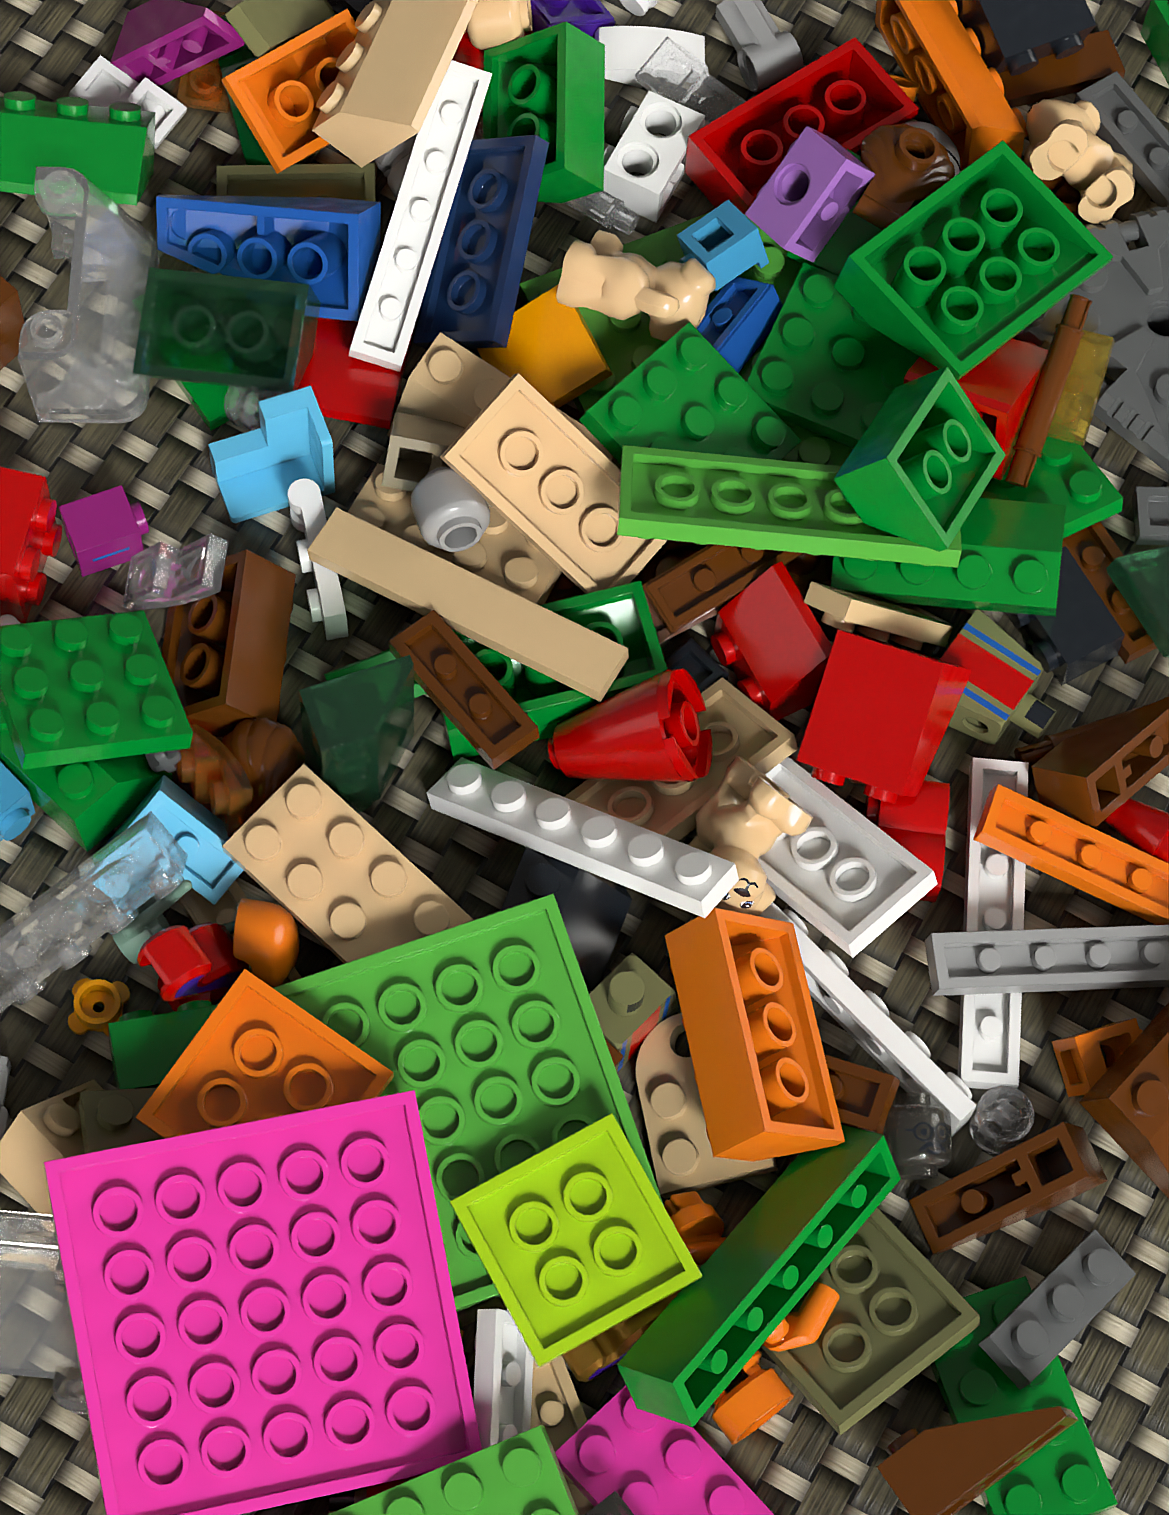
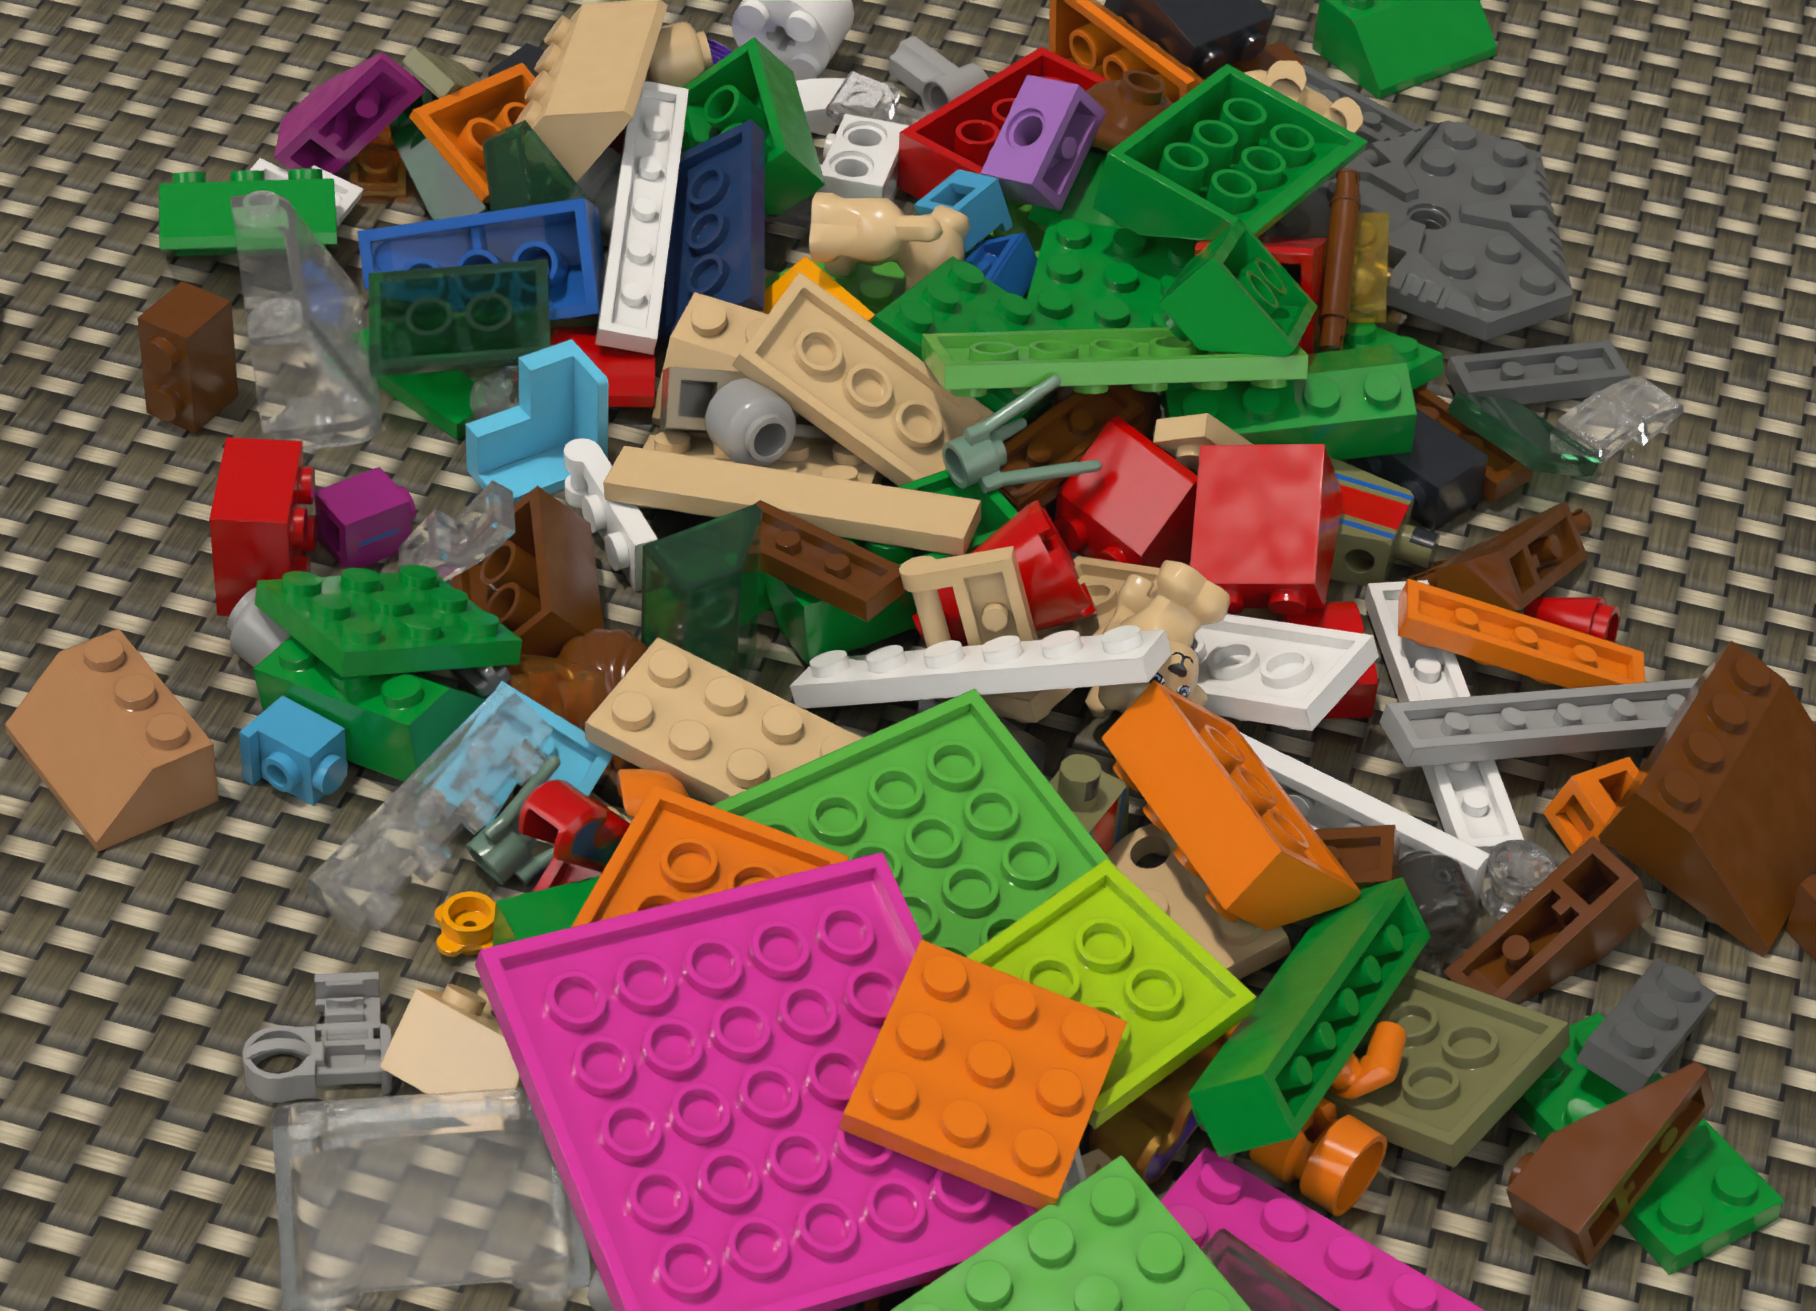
camera: 10 degrees left, 25 degrees down
(320, 165) = (524, 170): none -> clear green slope
(448, 1323) = (983, 1076): none -> orange plate
(601, 768) = (986, 593): none -> tan plate
(642, 589) = (981, 450): none -> sand green plant

